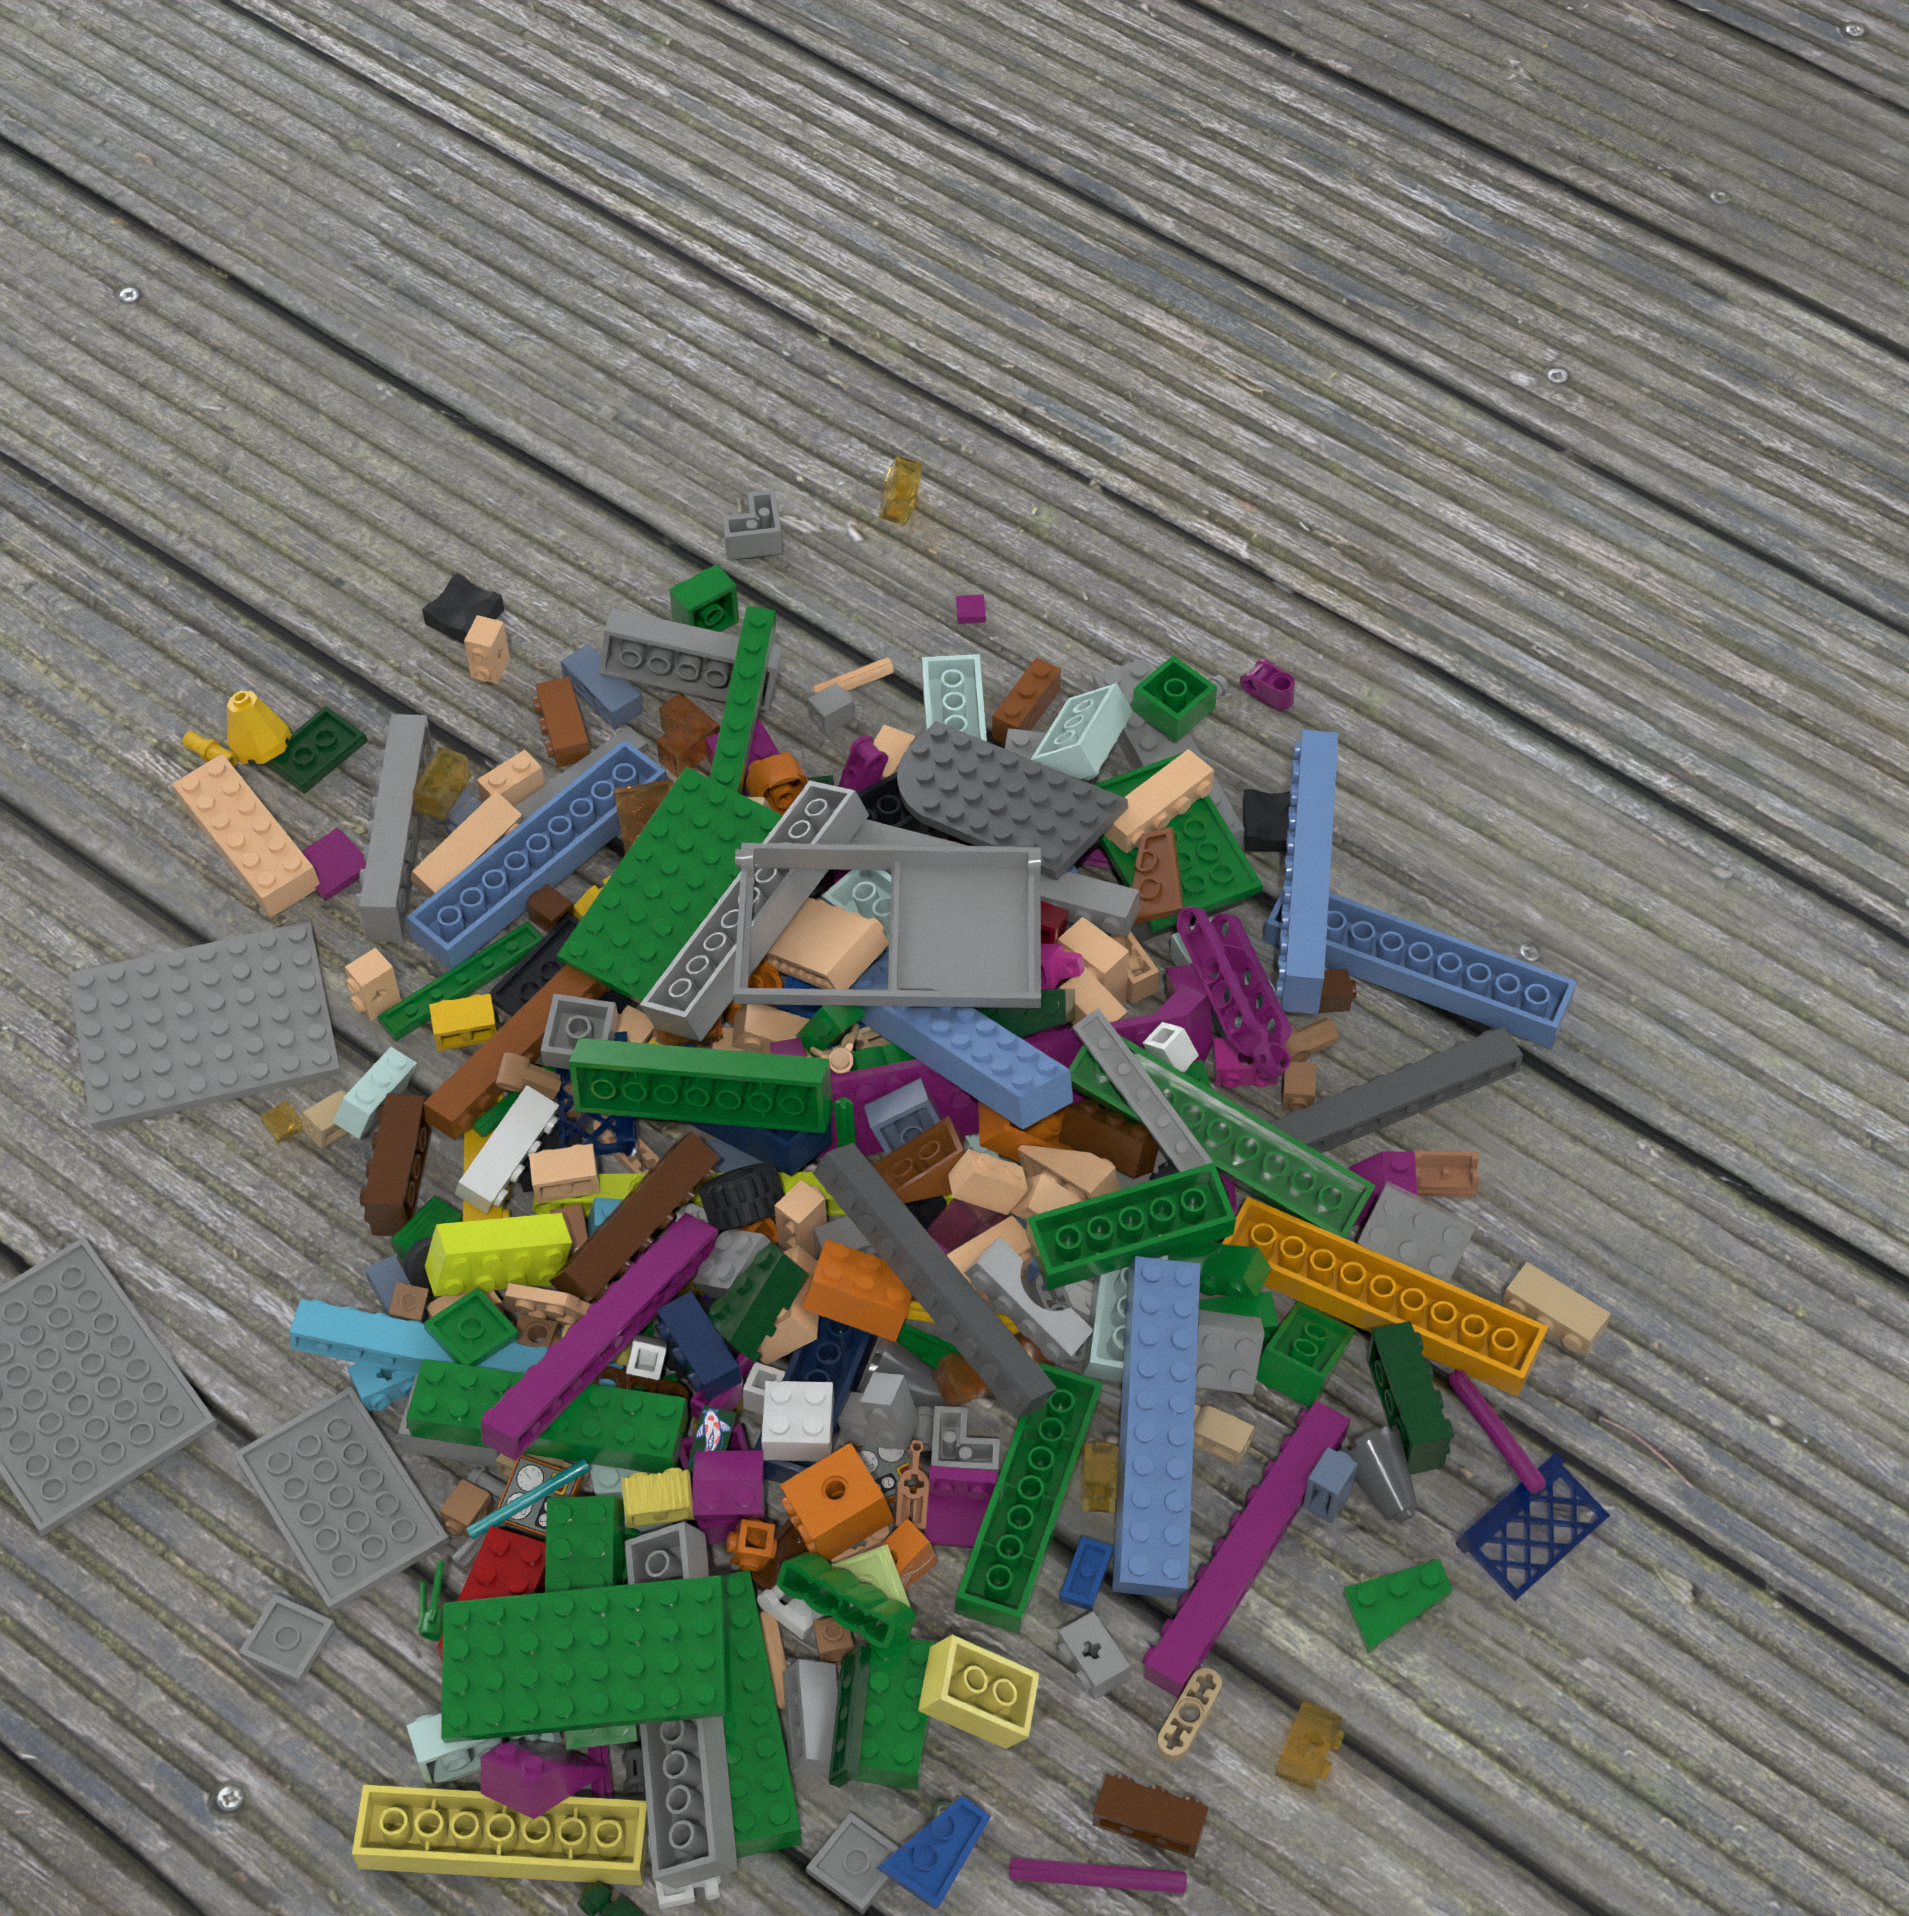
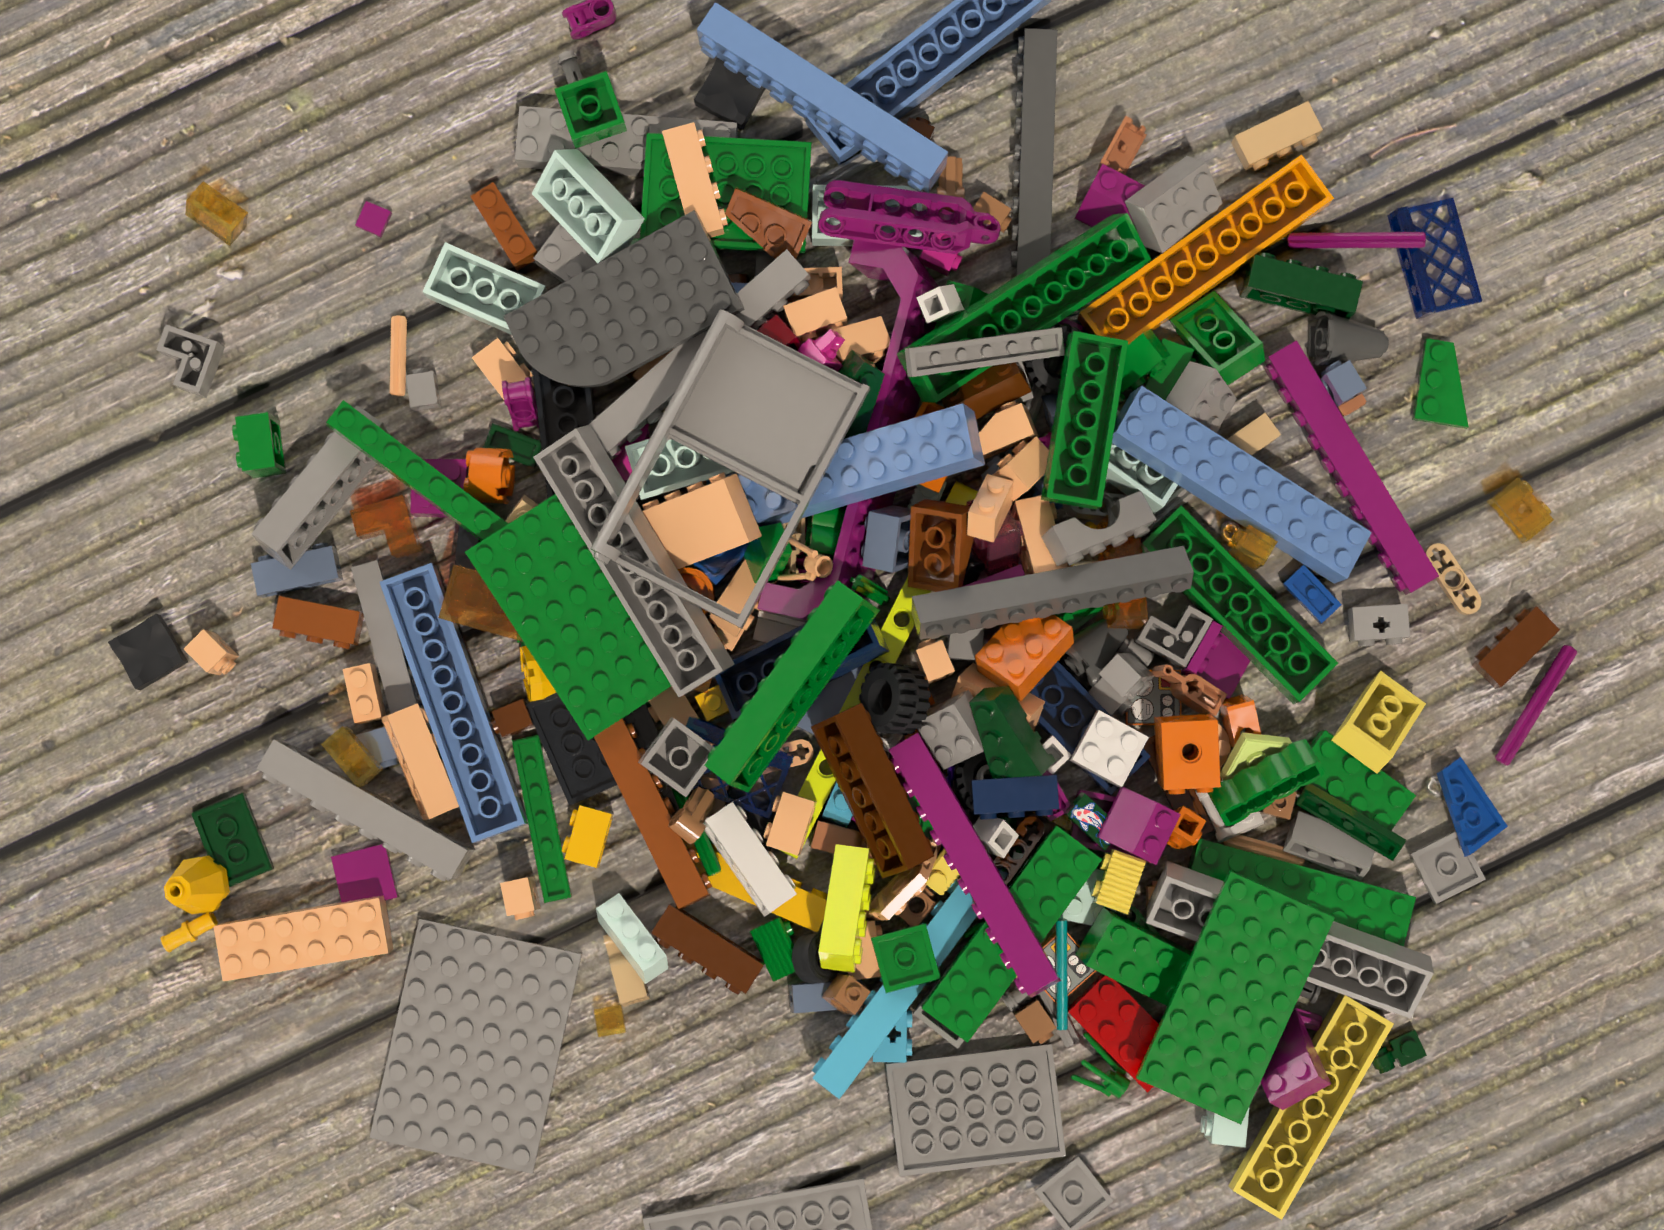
camera: 60 degrees left, 30 degrees up
(1315, 1514) = (1352, 405): none -> nougat tile

